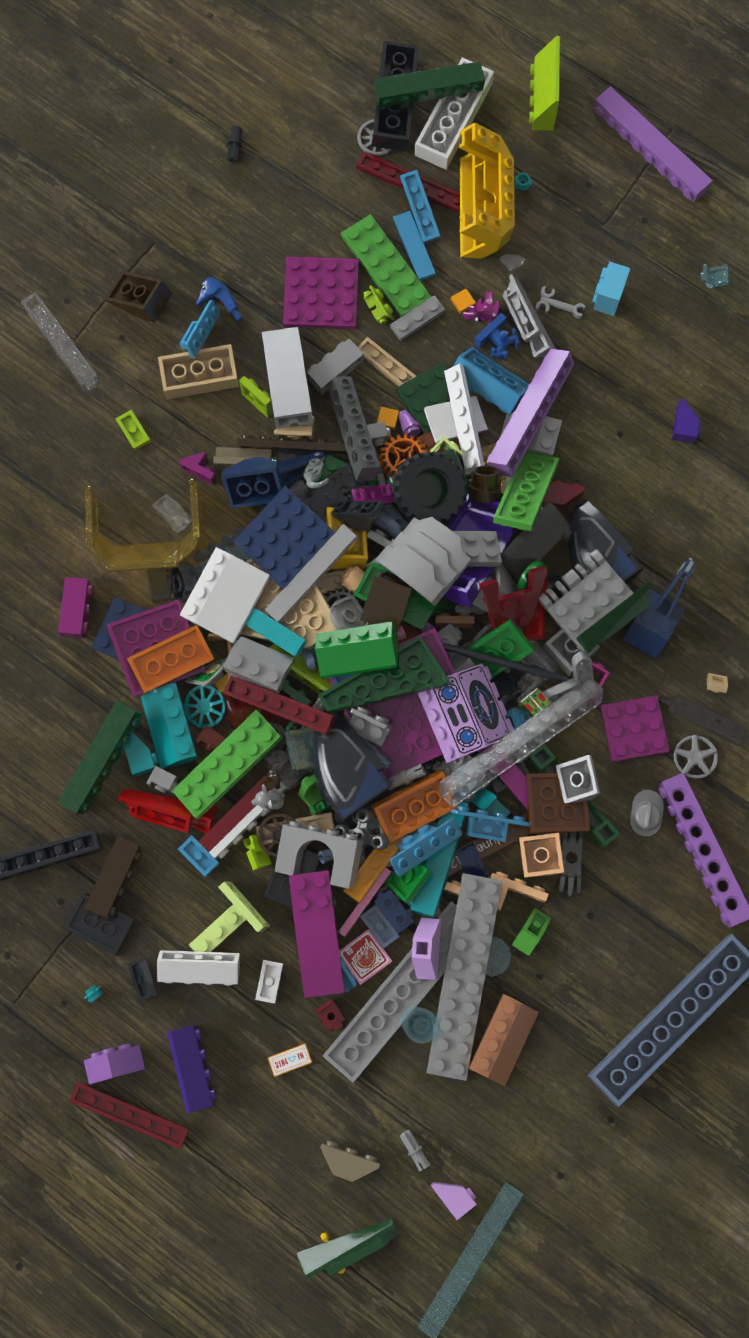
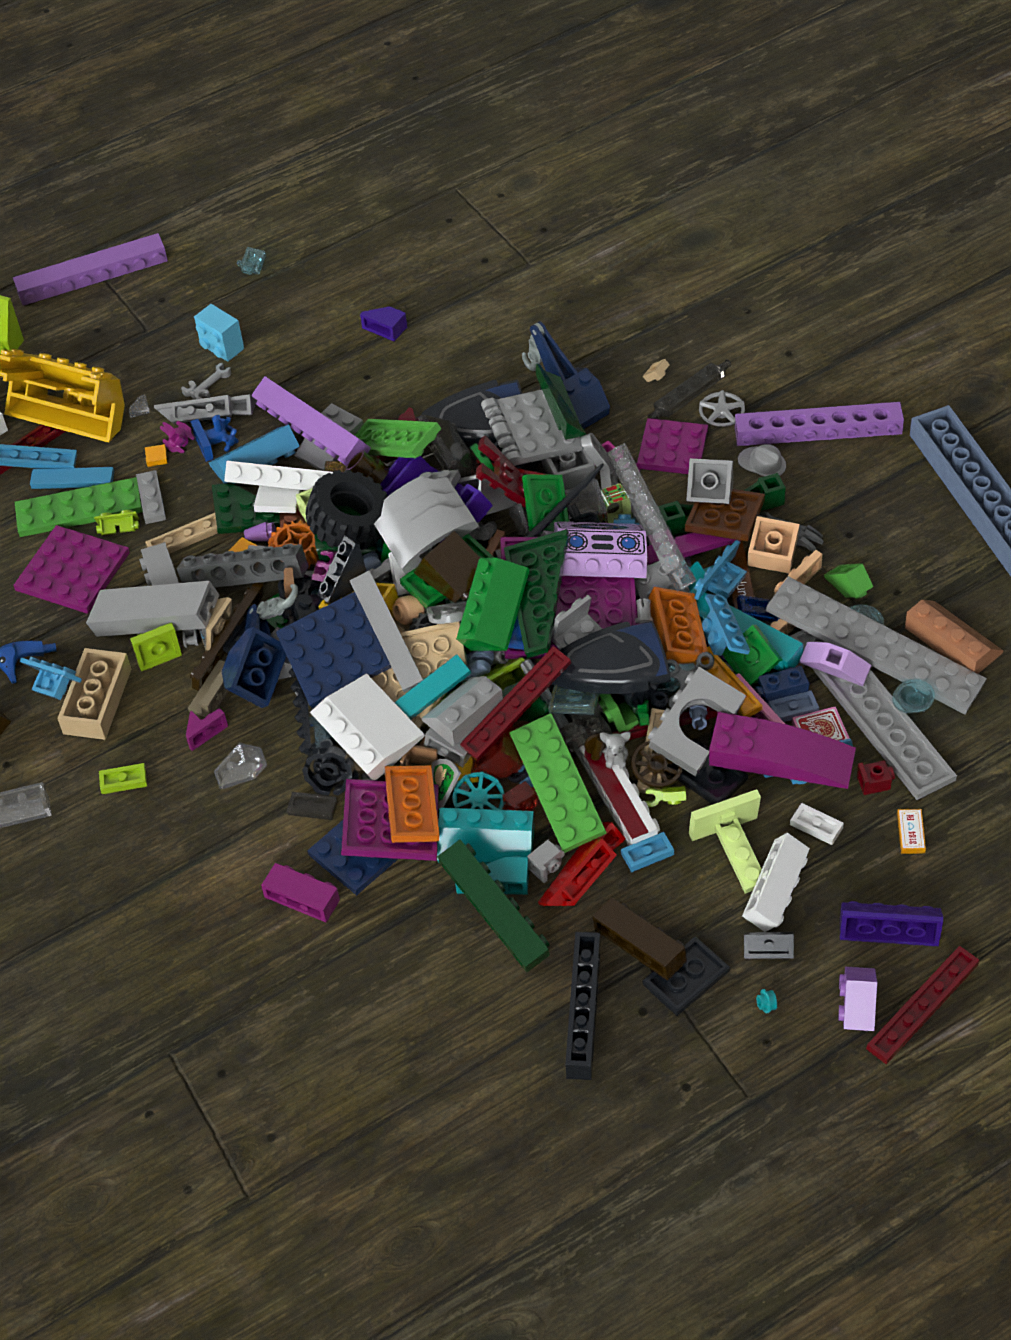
camera: 65 degrees left, 25 degrees down
(140, 555) = (289, 764): clear yellow piece -> none
(343, 473) = (288, 580): none -> medium nougat tile

